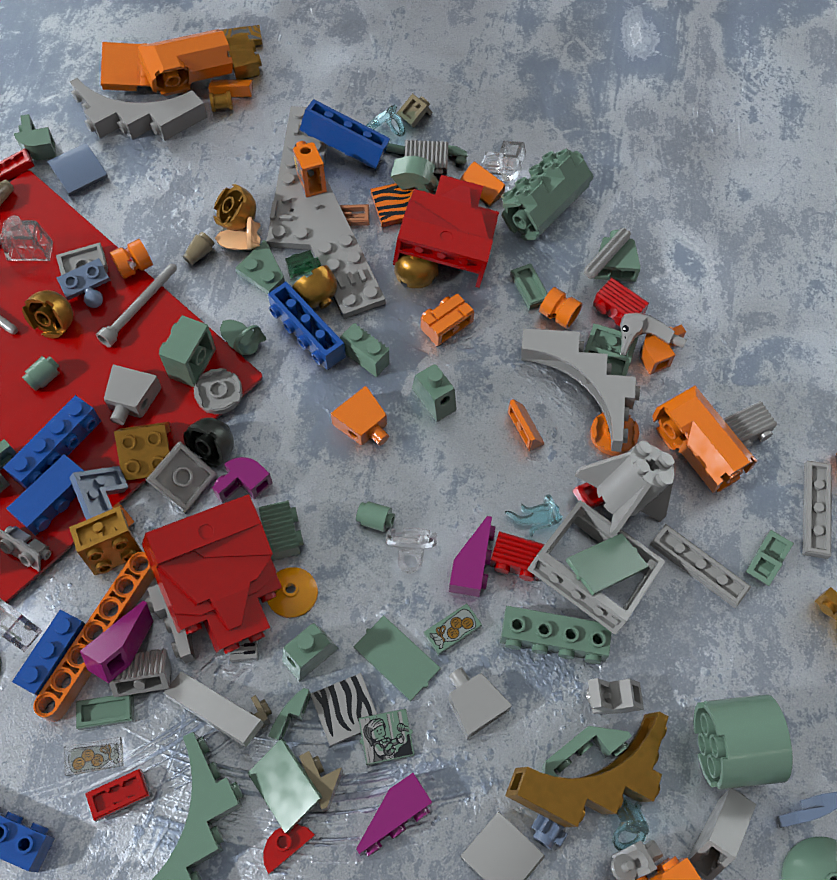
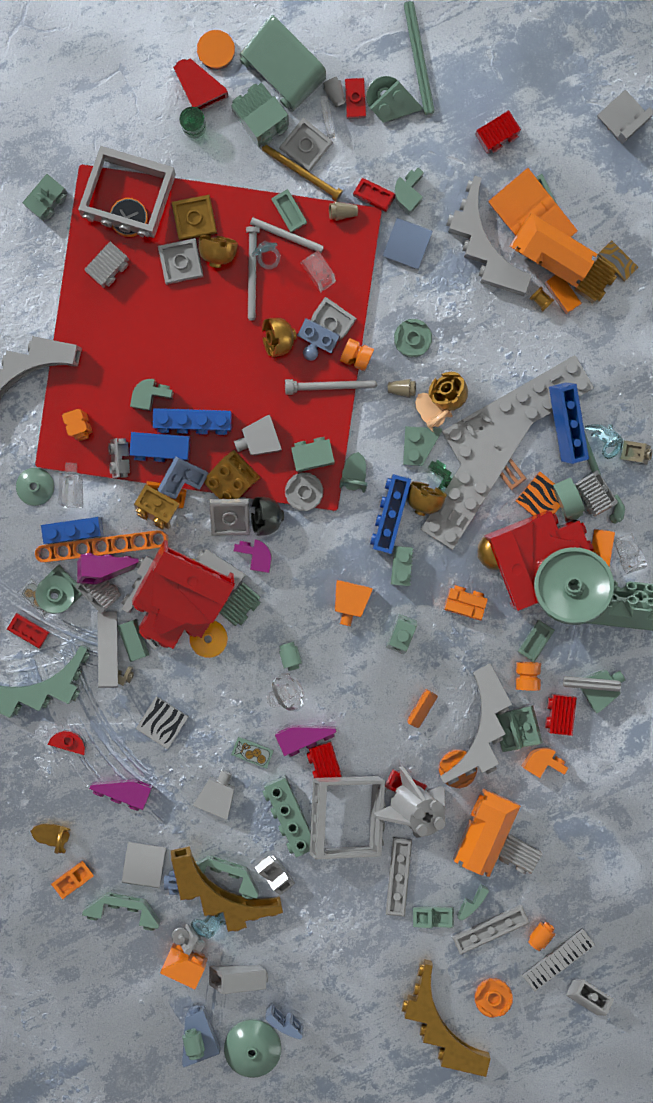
camera: 60 degrees right, 25 degrees up
(41, 373) = (234, 367): sand green brick -> none
(55, 52) = (497, 132): none -> red brick
(97, 718) = (57, 585): none -> sand green dish
(162, 216) = (412, 338): none -> sand green tile
(227, 674) = (132, 640): none -> sand green tile
(284, 785) = (96, 720): piece -> none
(293, 709) = (140, 694): sand green slope -> none
(306, 158) = (515, 426): orange torso -> none
(307, 651) = (179, 679): sand green torso -> none
(326, 784) = (111, 742): dark tan slope -> none
(386, 736) = (162, 757): piece -> none
(397, 658) = (213, 730): sand green piece -> none
(499, 197) = (574, 586): none -> sand green dish
(539, 516) = (363, 760): clear light blue piece -> none
(606, 563) = (348, 824): sand green piece -> none
(636, 324) = (544, 740): light grey animal -> none
(743, 742) = (293, 963): sand green brick -> none
(779, 511) = (469, 906): none -> sand green slope

